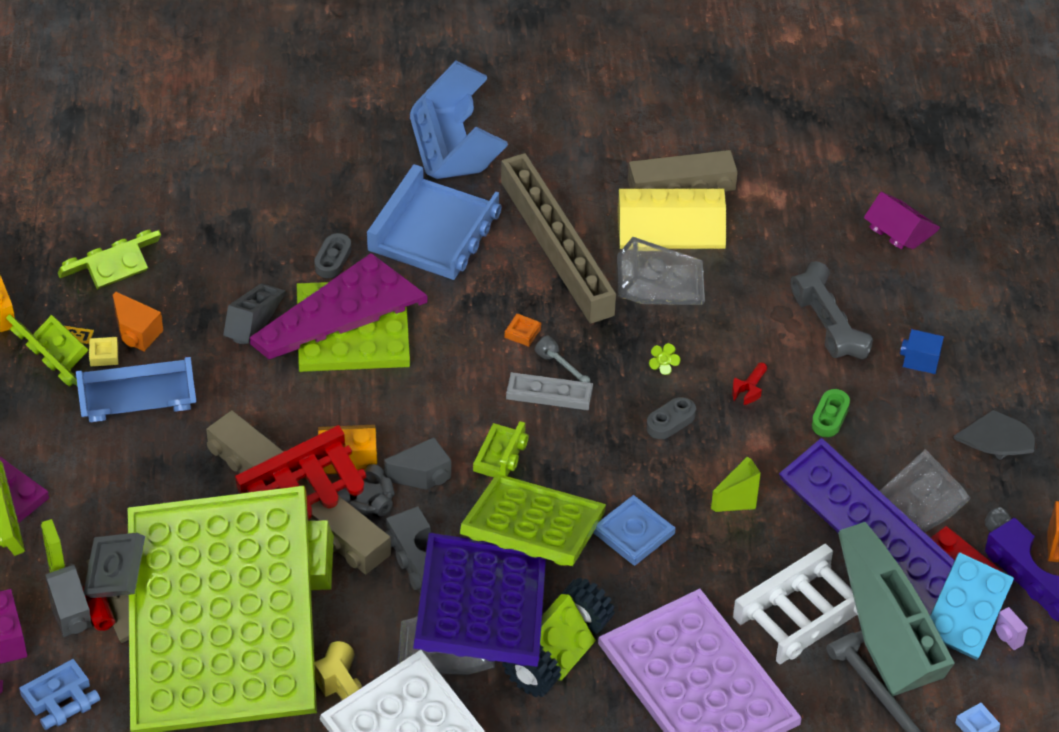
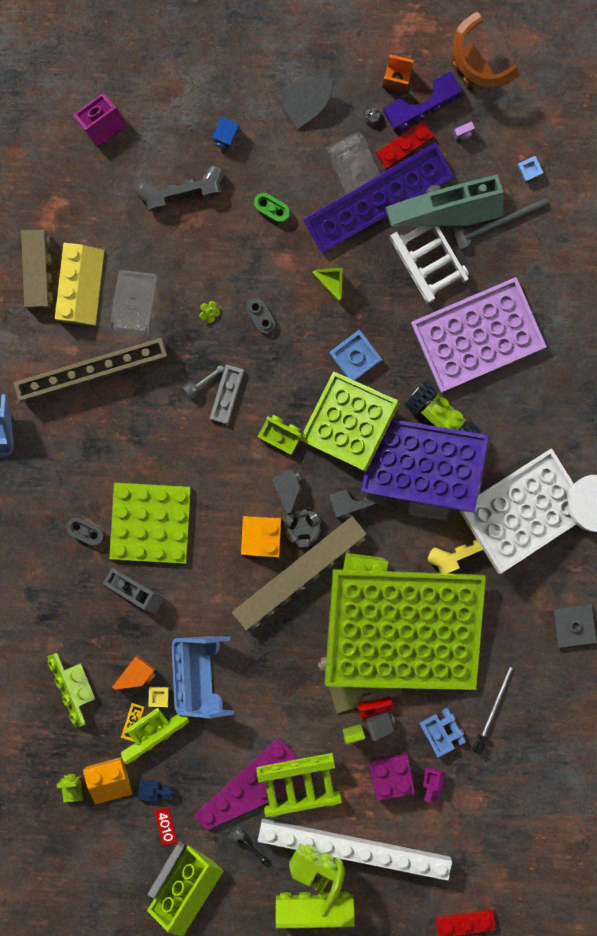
camera: 80 degrees left, 40 degrees up
(114, 565) = (368, 696): dark grey plate -> none
(308, 461) = (289, 567): red fence -> none
(341, 305) = (137, 523): magenta wing -> none
(431, 225) = (61, 455): medium blue panel -> none
(522, 330) = (168, 405): orange tile -> none
(754, 392) = (234, 255): red bar -> none
(969, 605) = (449, 154): medium azure plate -> none

